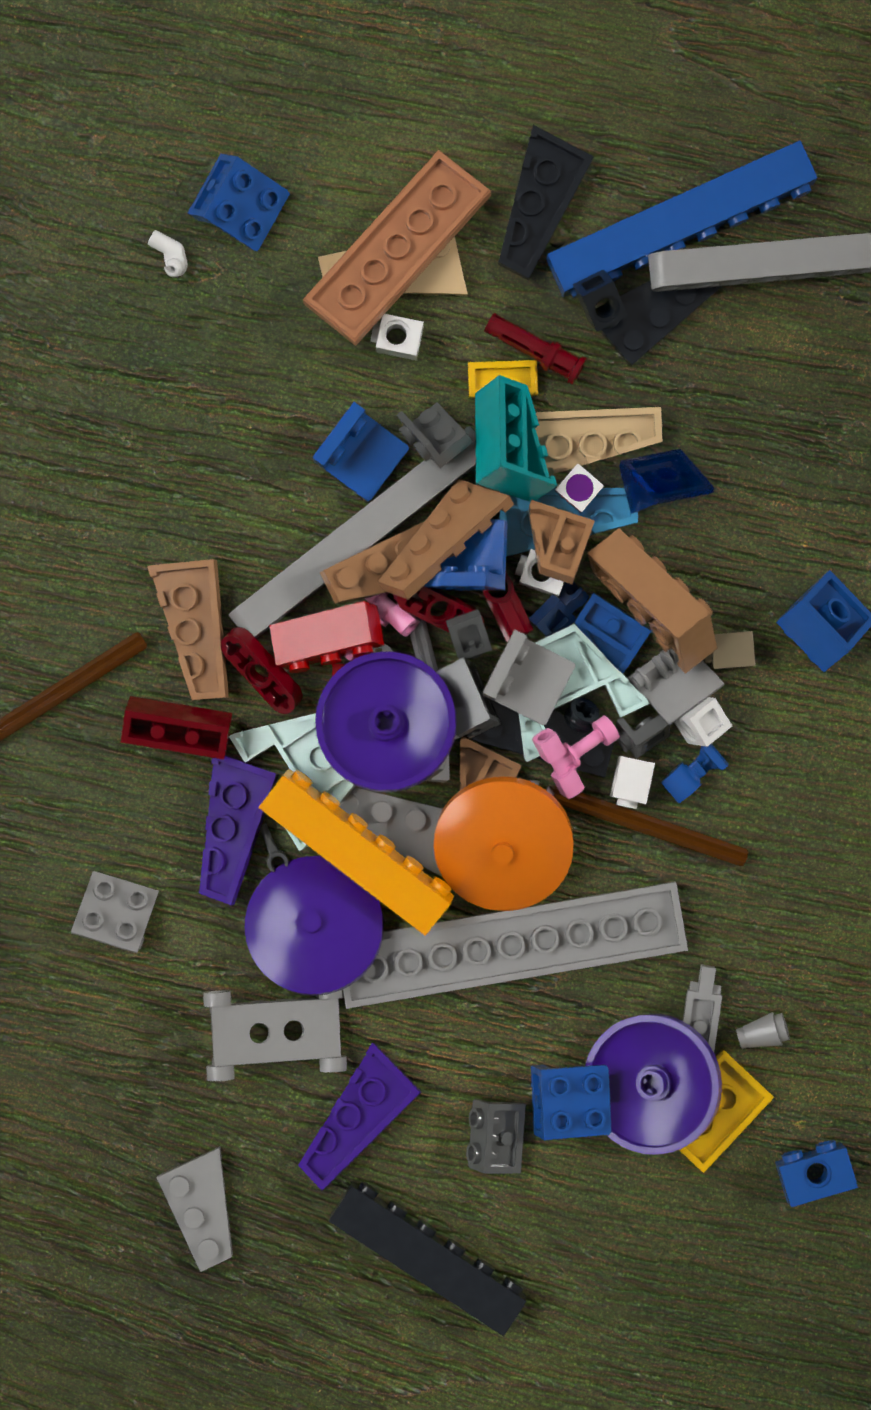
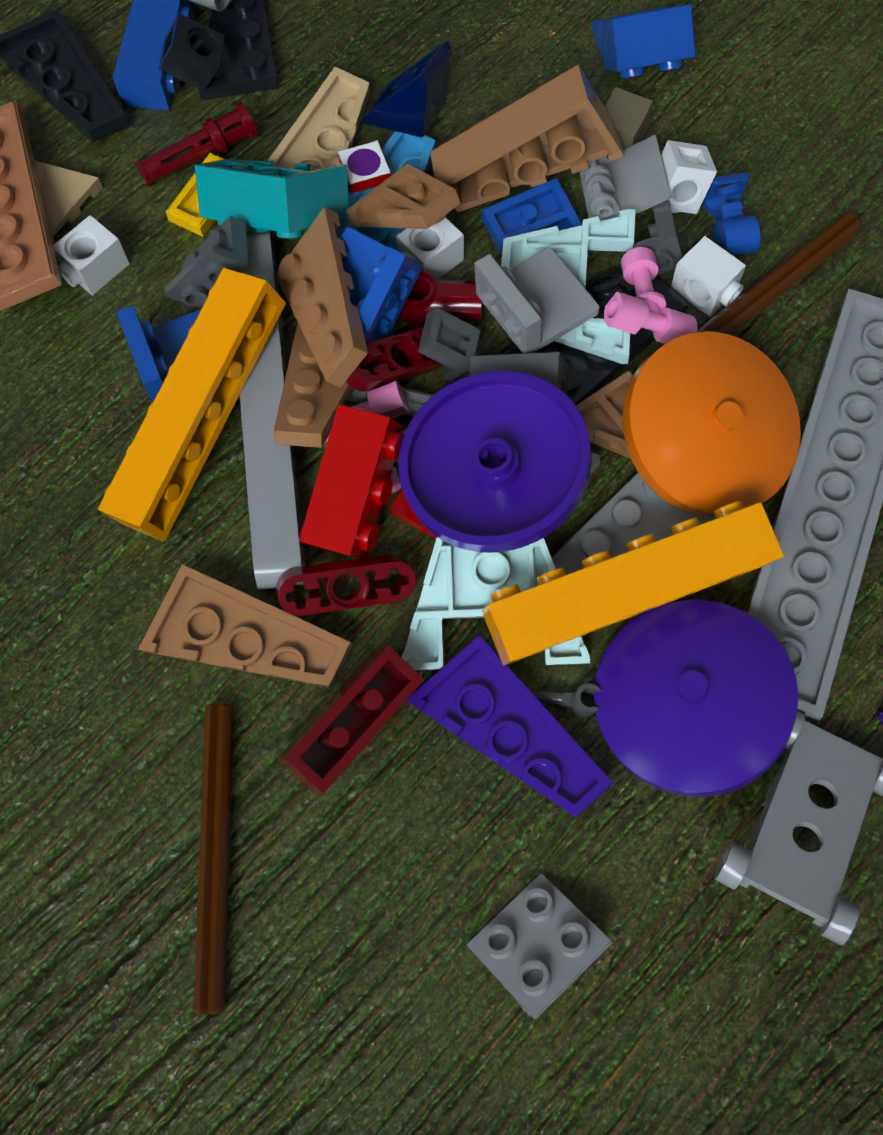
camera: 55 degrees left, 20 degrees down
(321, 495) = (193, 404): none -> light orange brick
(557, 613) = (476, 247): dark blue plate -> none

